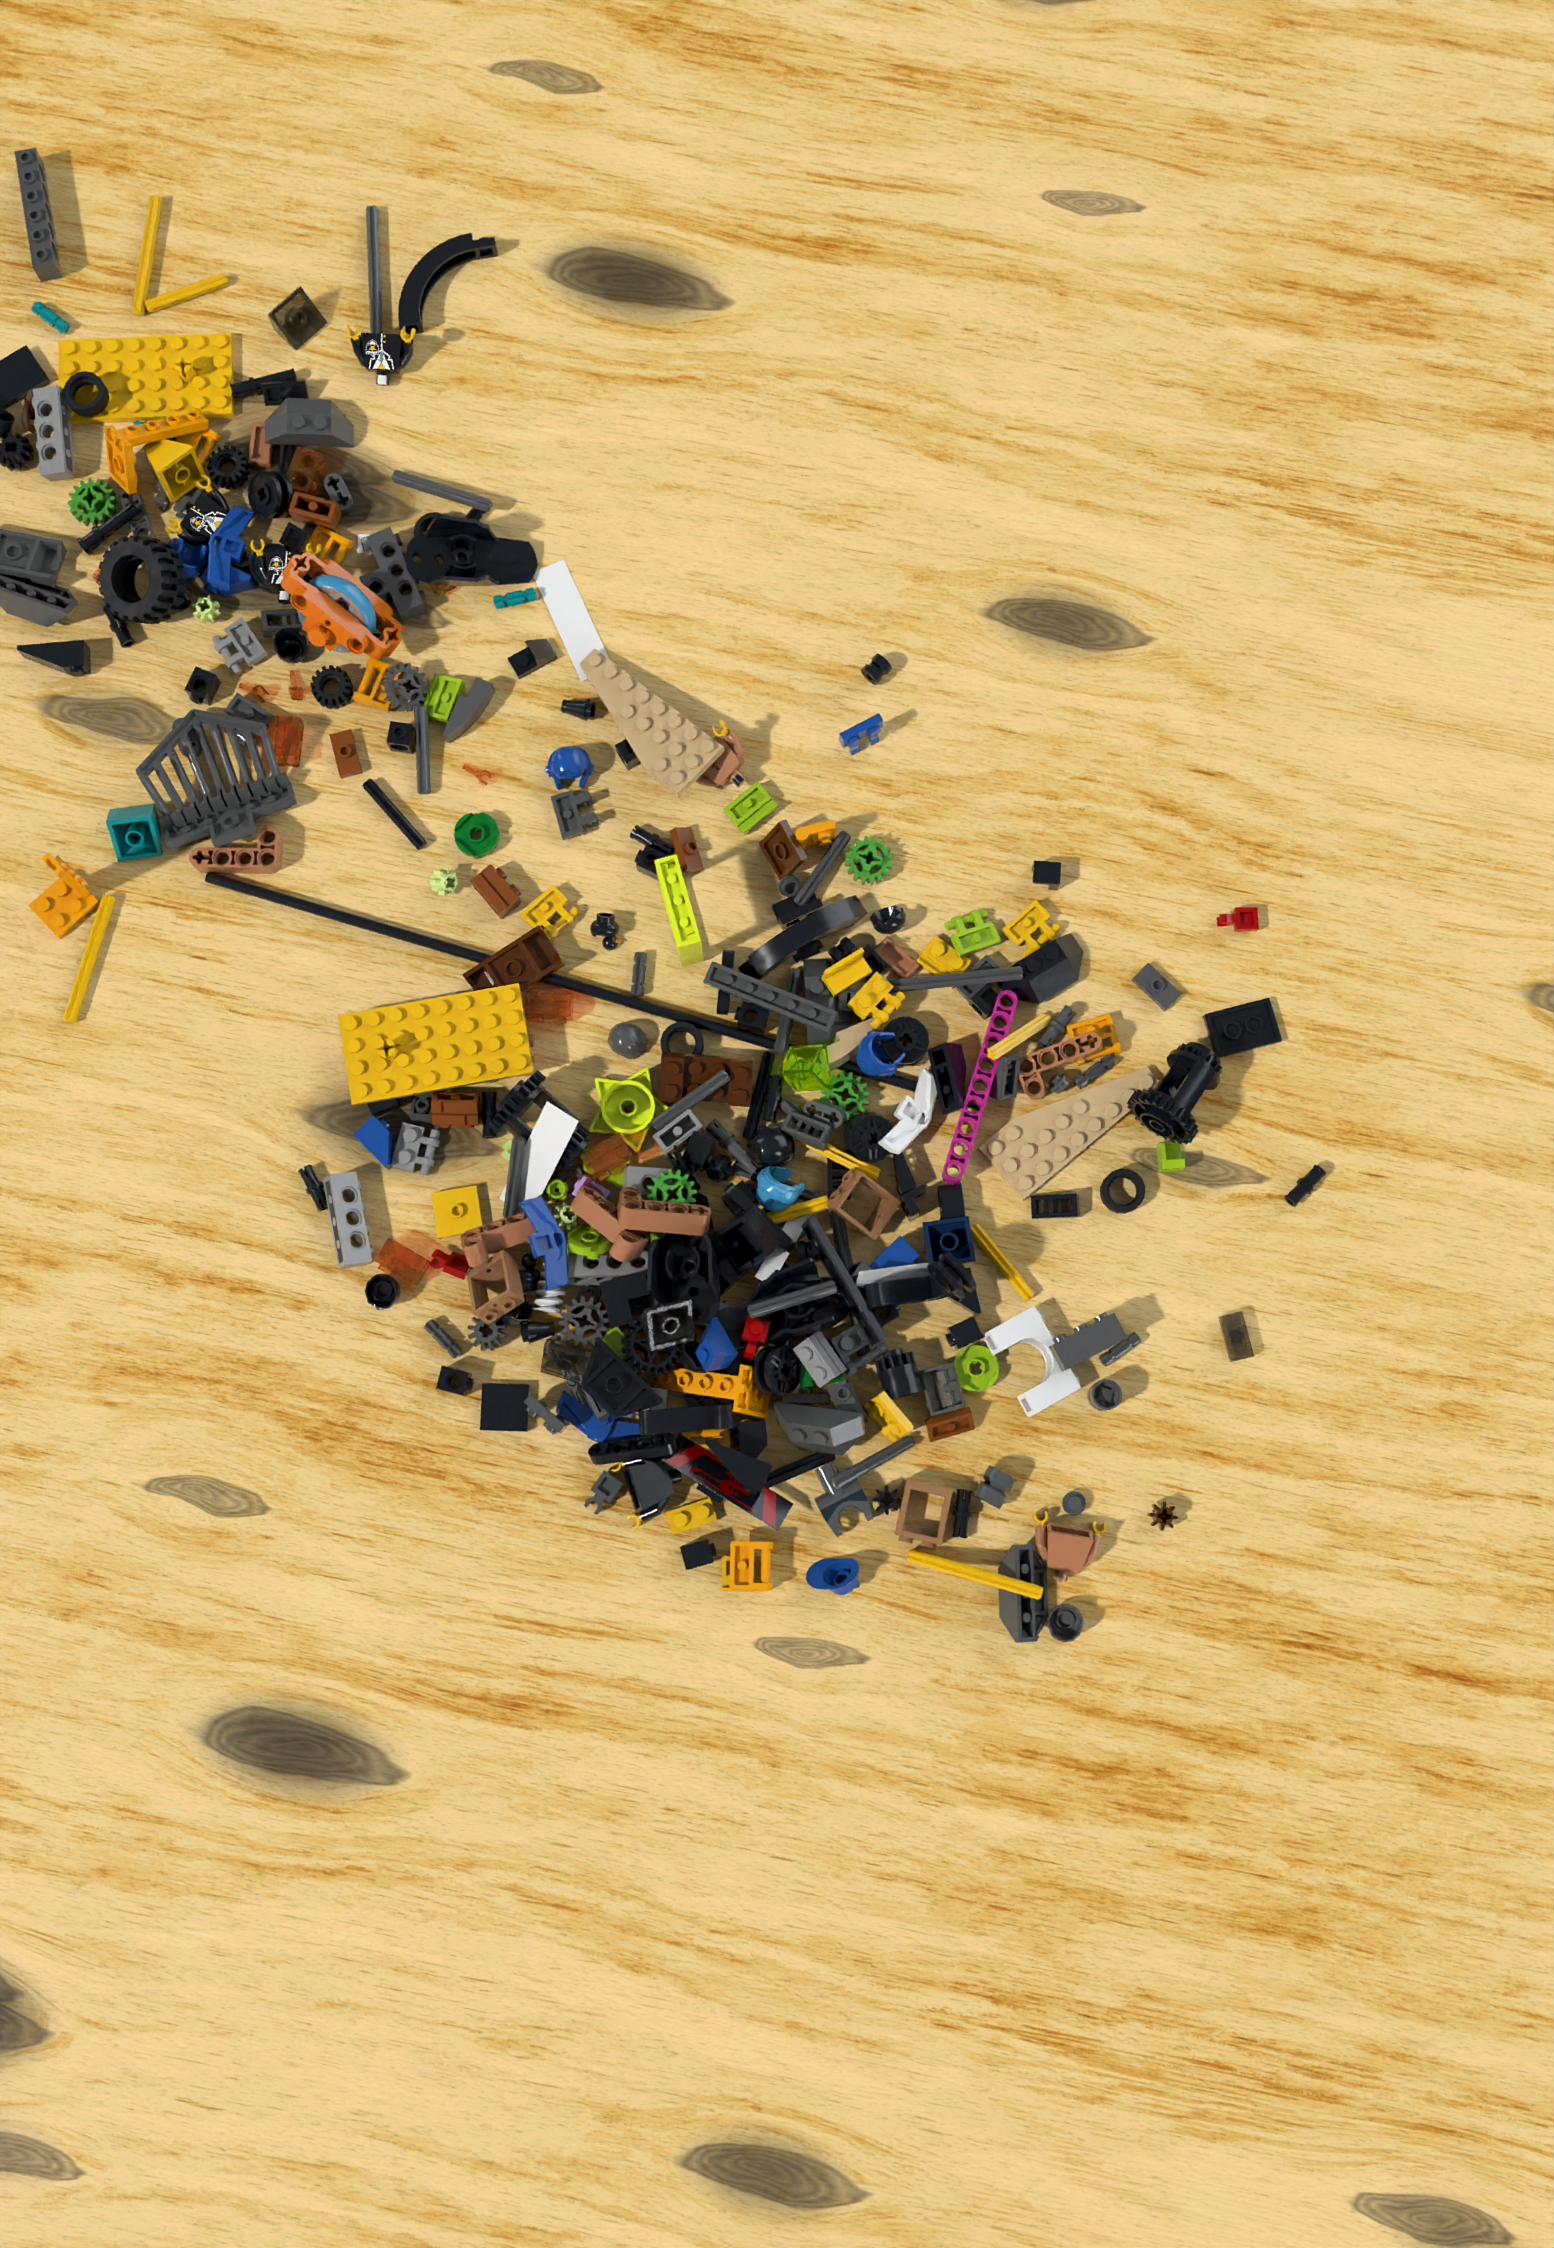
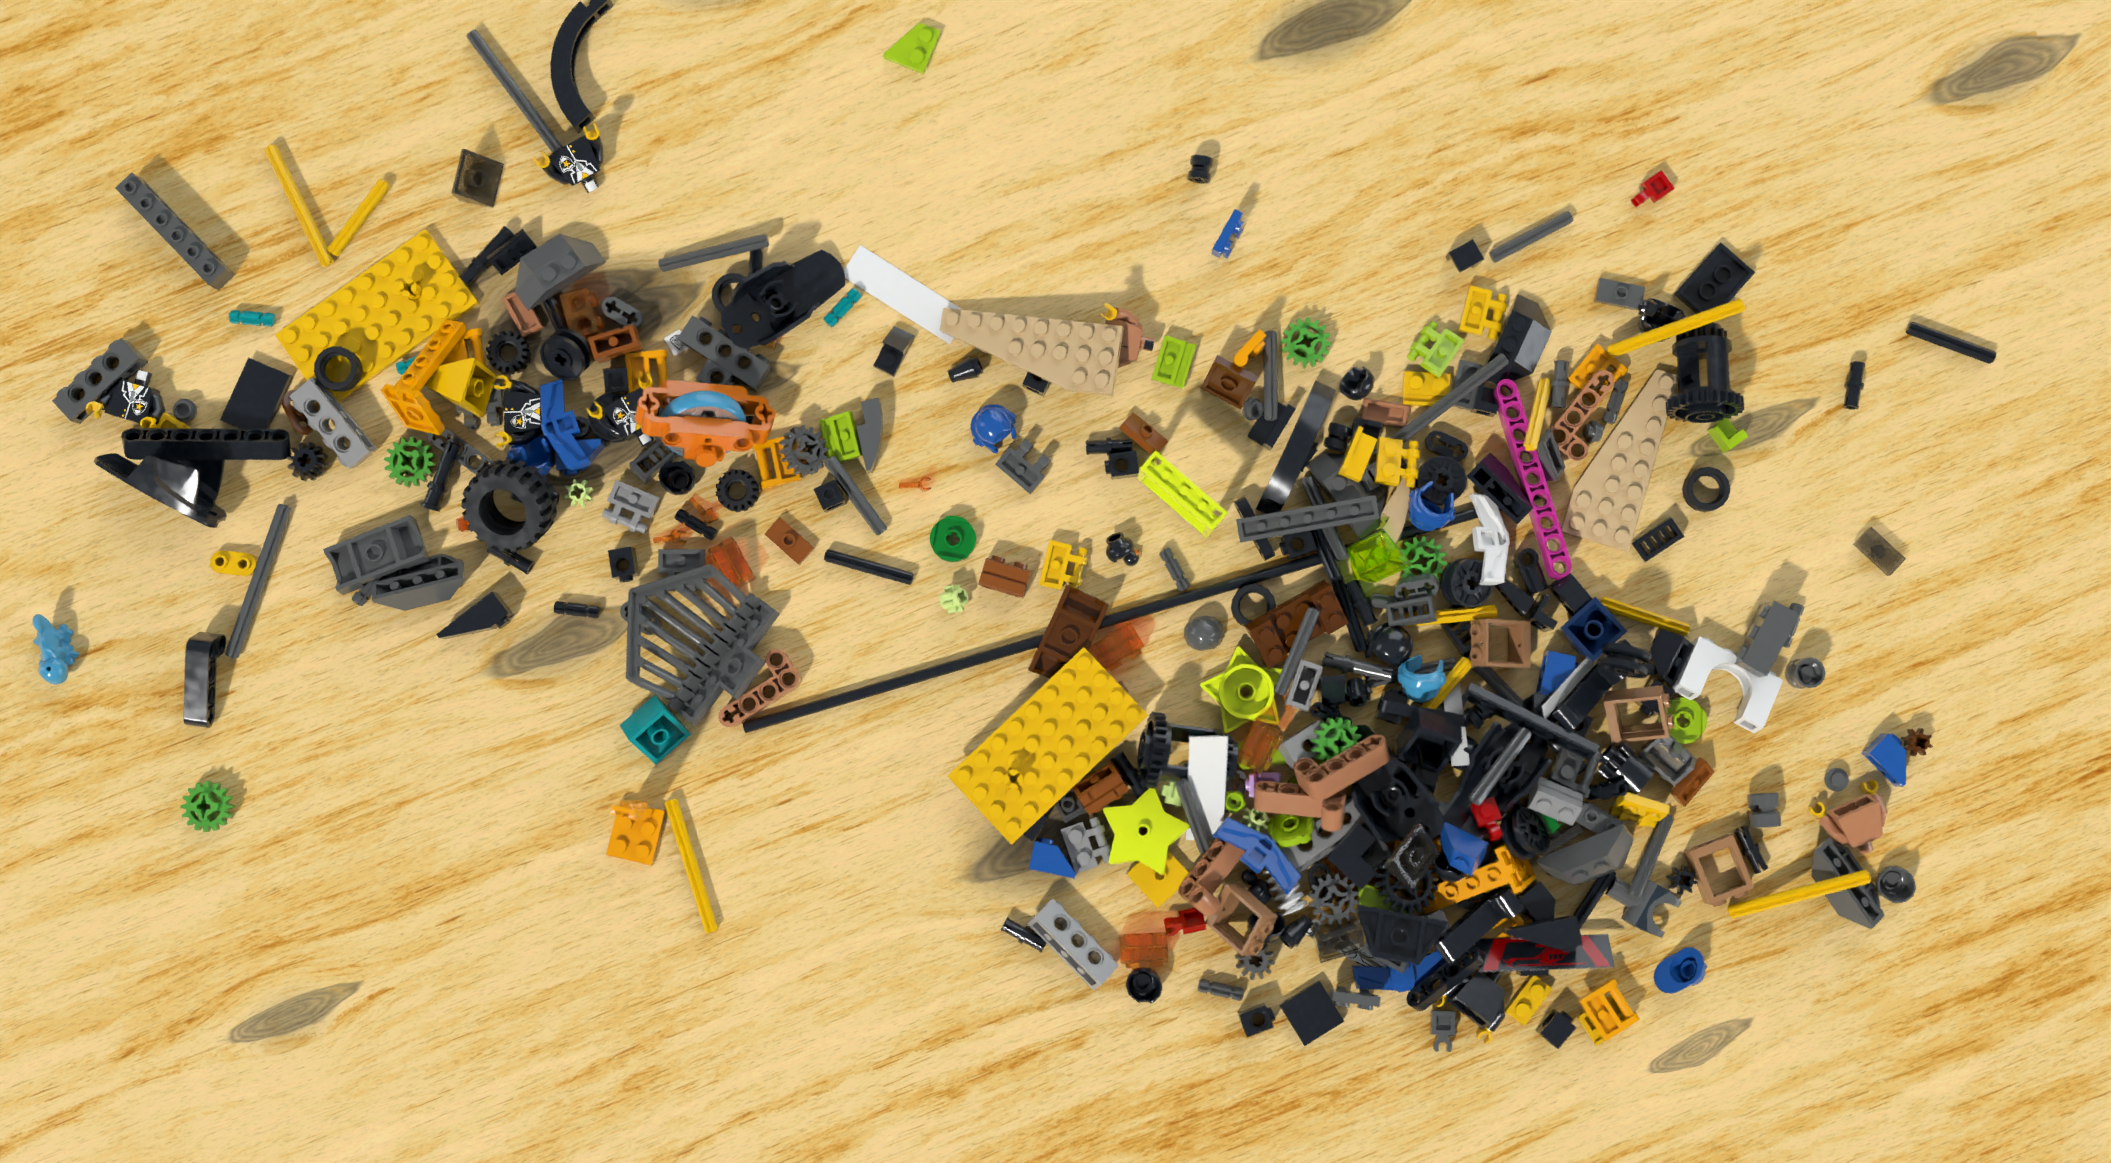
camera: 30 degrees left, 5 degrees up
(141, 699) = (576, 609): none -> black axle
(281, 693) = (696, 524): none -> black axle
(461, 1151) = (1148, 848): none -> neon yellow plate
(712, 434) = (914, 48): none -> lime wing
(768, 1039) = (1326, 556): none -> black axle
(870, 1381) = (1607, 790): none -> black pin
(917, 1329) = (1638, 732): none -> medium nougat window
(930, 1165) = (1531, 573): none -> black piece
(933, 1014) = (1448, 441): none -> black beam
(999, 1306) = (1670, 655): none -> black slope
(1113, 894) = (1531, 236): none -> dark grey axle
(1129, 1513) = (1888, 758): none -> blue slope
(1173, 1025) = (1656, 314): none -> black helmet
(1180, 1036) = (1675, 328): none -> yellow axle
(1411, 1203) = (1951, 342): none -> black axle

